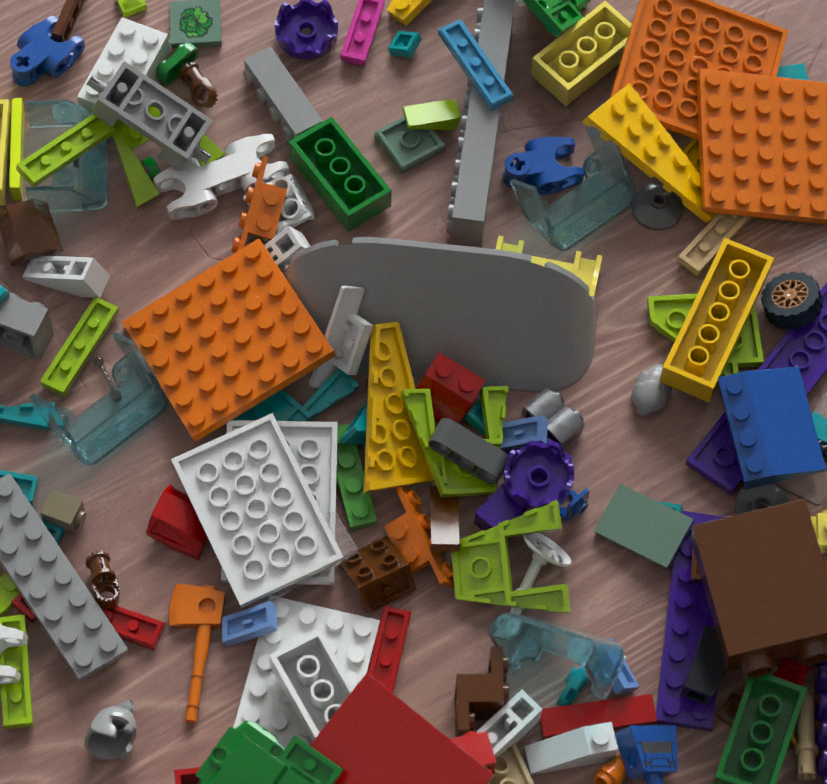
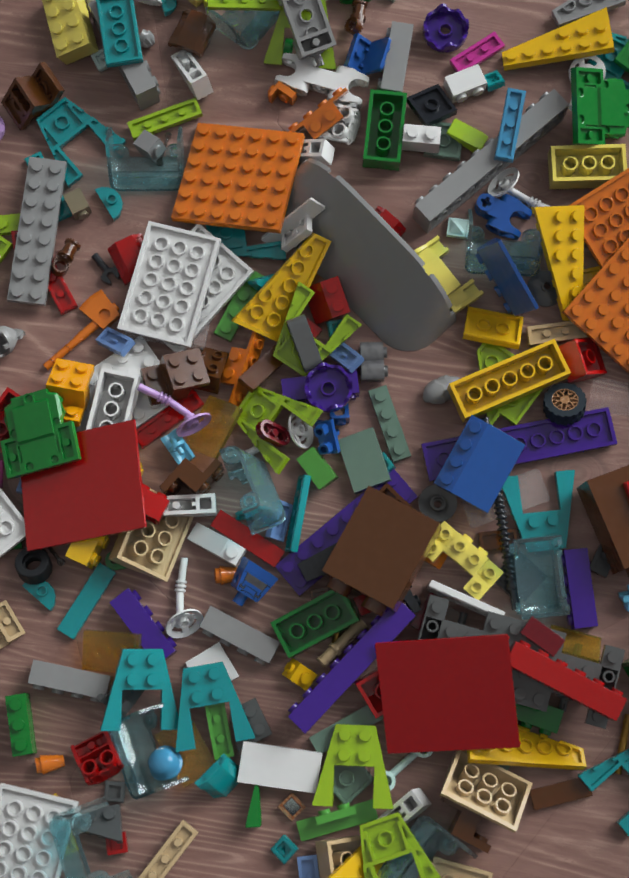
camera: 45 degrees right, 15 degrees up
(91, 385) = (149, 145): none -> light grey brick
(97, 480) = (111, 200): none -> teal plate
(161, 559) = (105, 269): none -> black bar
(190, 218) = (283, 92): none -> orange bracket
(250, 698) = (71, 382): none -> light orange bracket
(252, 113) = (367, 56): none -> blue bracket
(358, 602) = (176, 374): none -> reddish brown bracket
(366, 113) = (431, 105): none -> black plate
(379, 67) = (465, 84): none -> white brick
(391, 150) = (421, 138): none -> white brick
(423, 633) = (191, 420): none -> lavender dish
(429, 680) = (177, 447): none -> medium azure hips
(447, 627) = (215, 434): none -> clear yellow tile
(508, 217) = (456, 228): none -> light aqua tile
(522, 135) = (506, 186): none -> white dish
(523, 573) = (272, 433): none -> dark red plate
(583, 533) = (327, 436): none -> blue hips
(602, 575) = (317, 468): none -> bright green hinge
(617, 215) = (506, 277): none -> blue slope
(624, 633) = (297, 513): none -> teal tile
(630, 469) = (389, 423): none -> sand green plate
(644, 284) = (493, 328): none -> yellow tile
(768, 240) = (582, 359): none -> red slope

